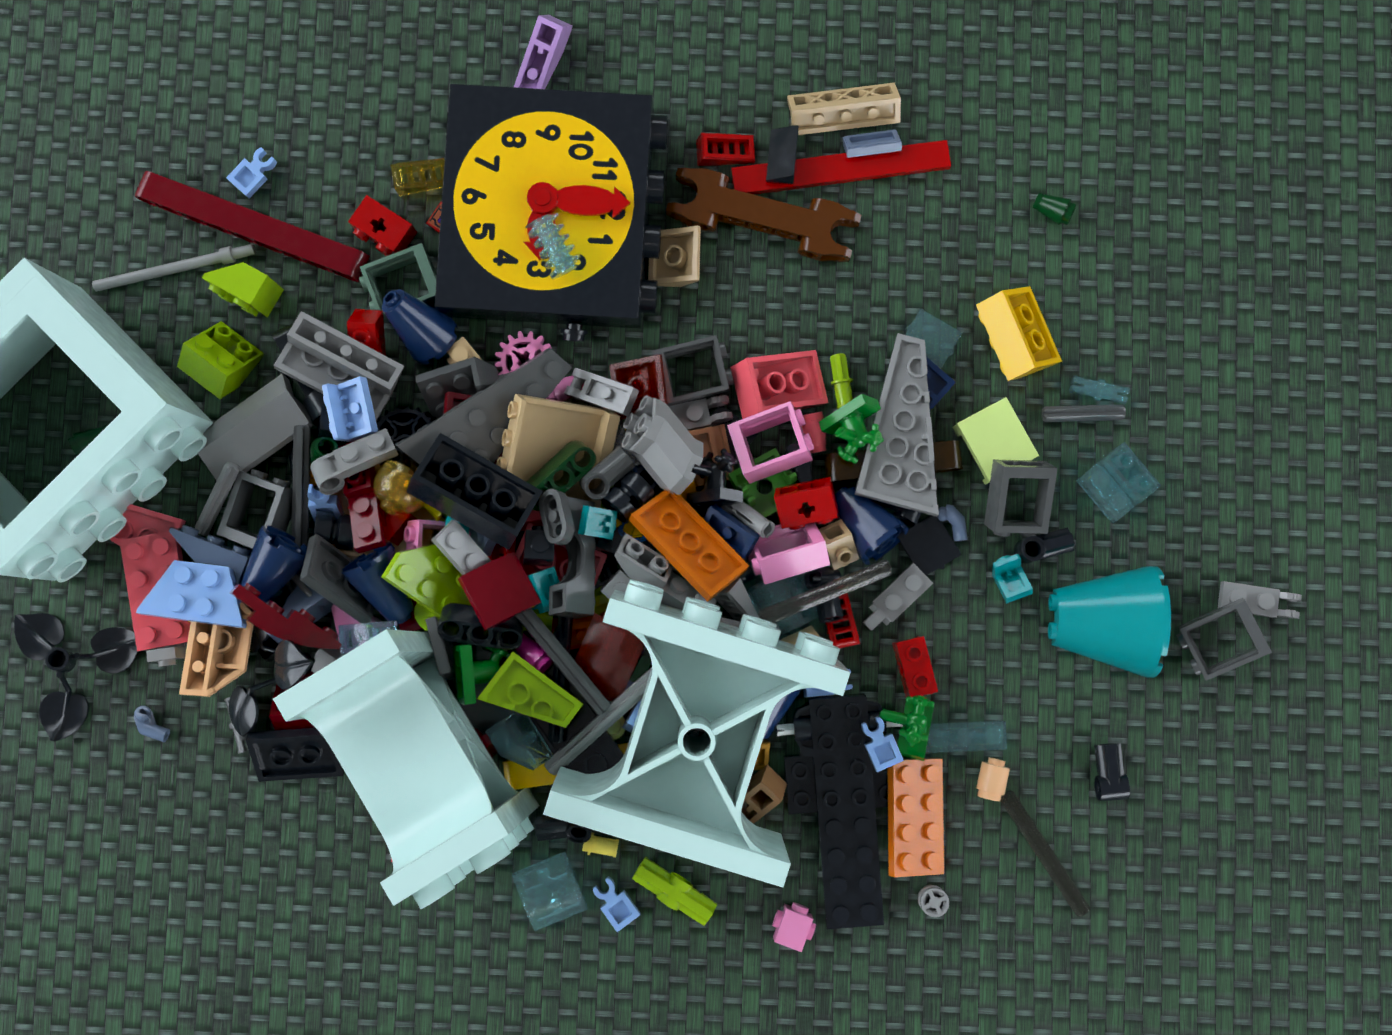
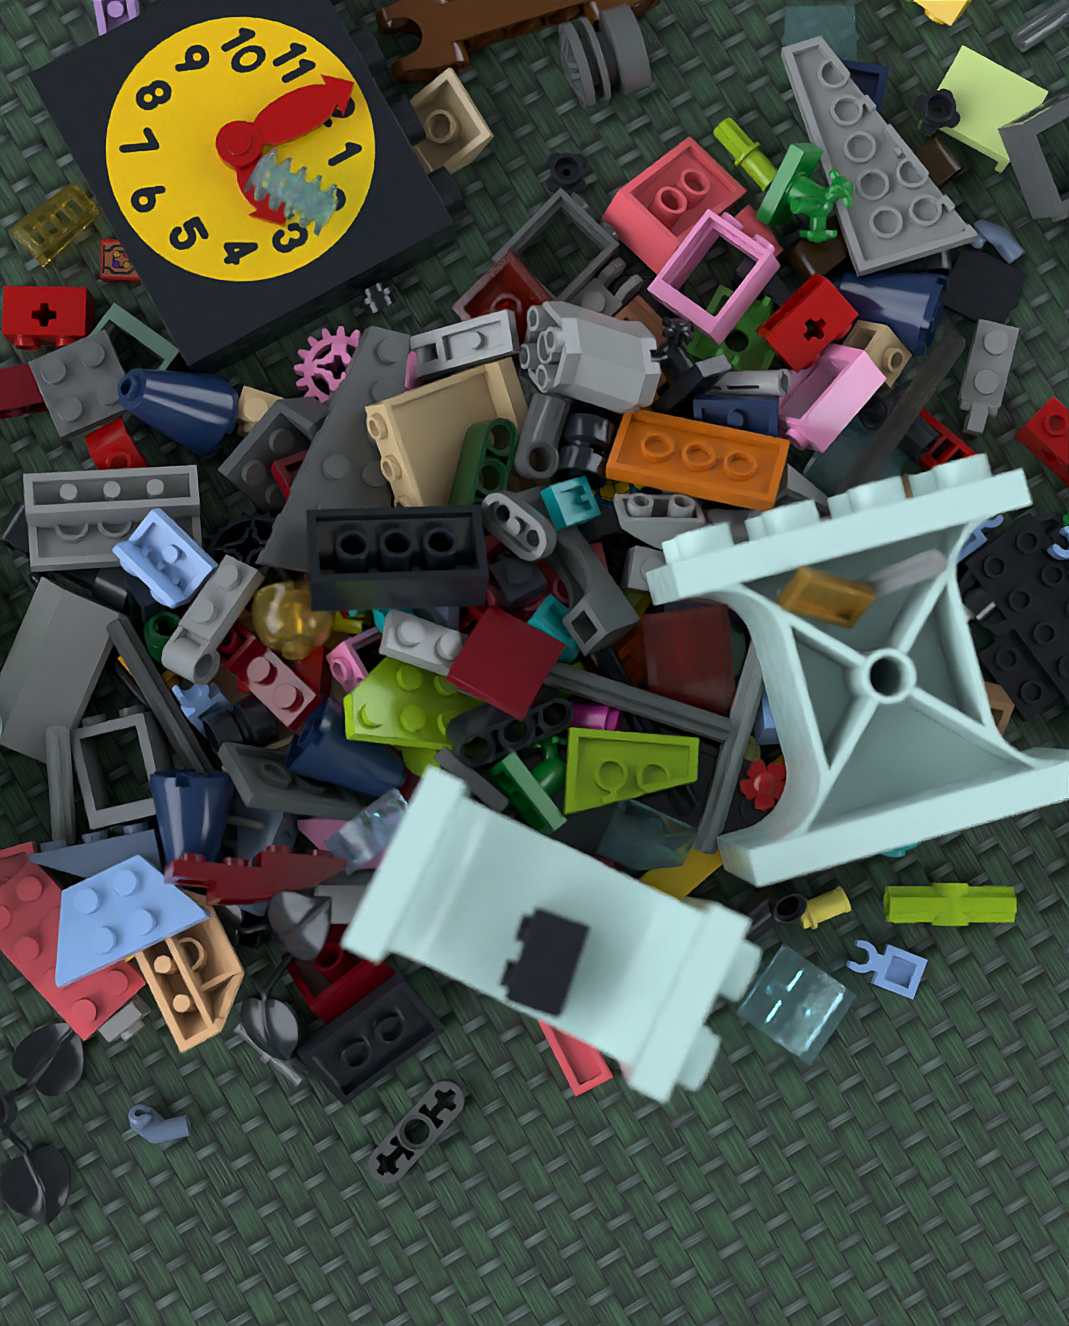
camera: 40 degrees left, 0 degrees up
(269, 820) = (404, 1162): none -> dark grey beam
(371, 277) = (81, 384): none -> flat silver plate
(388, 780) = (545, 962): none -> black brick
(607, 753) = (763, 784): none -> red plant
(690, 674) = (826, 597): none -> pearl gold tile
(730, 319) = (570, 162): none -> black plate
(732, 685) = (905, 572): none -> light grey axle
(791, 273) = (605, 55): none -> dark grey wheel
(970, 421) = (945, 102): none -> black plate

